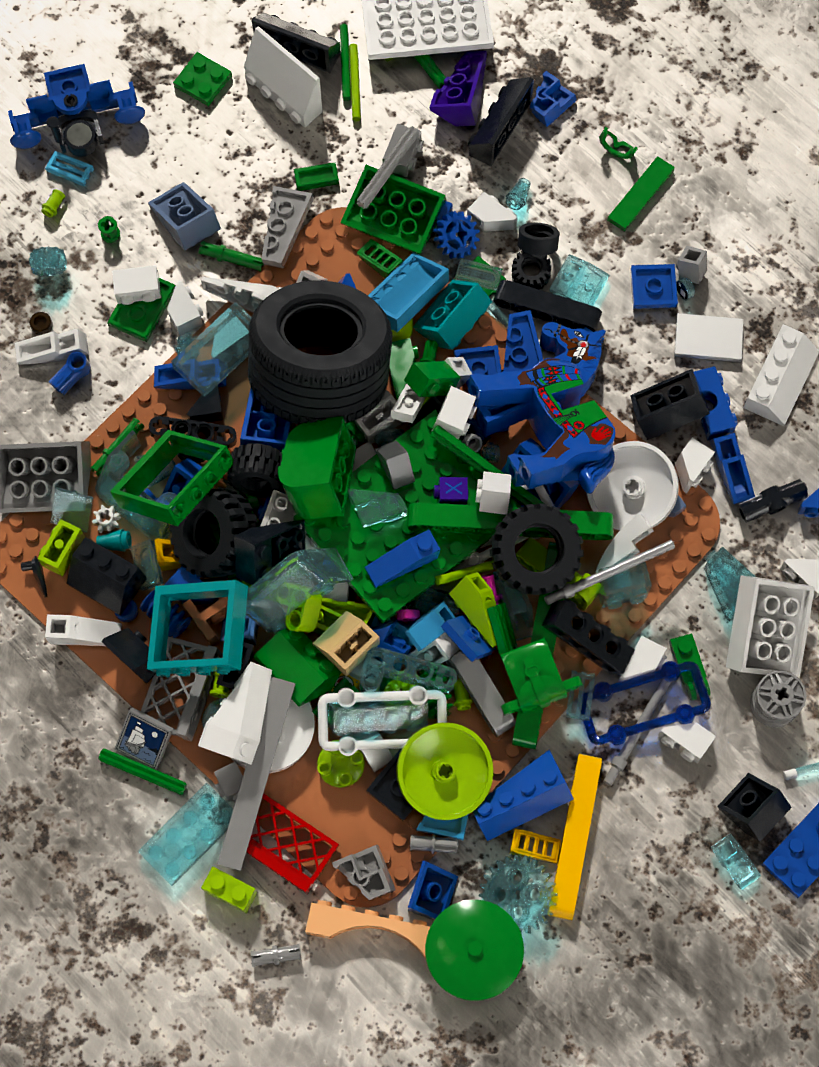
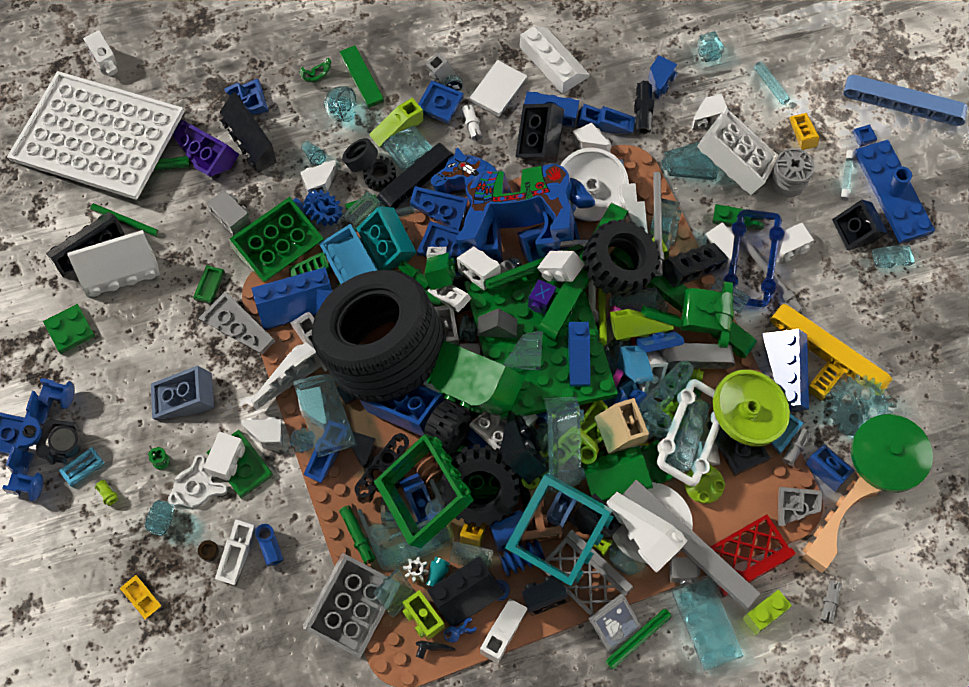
camera: 65 degrees left, 5 degrees down
(61, 588) = (455, 632): none -> blue arm
(96, 278) = (194, 486): none -> white tile
(222, 253) = (232, 382): green pin -> none
(333, 255) = (289, 297): none -> blue slope
(354, 73) = (145, 220): lime bar -> none
(387, 167) = (243, 223): light grey axle -> none
(590, 189) = (340, 104): none -> clear light blue cylinder
(606, 256) = (401, 118): none -> lime slope
(648, 331) = (472, 122): none -> white pin

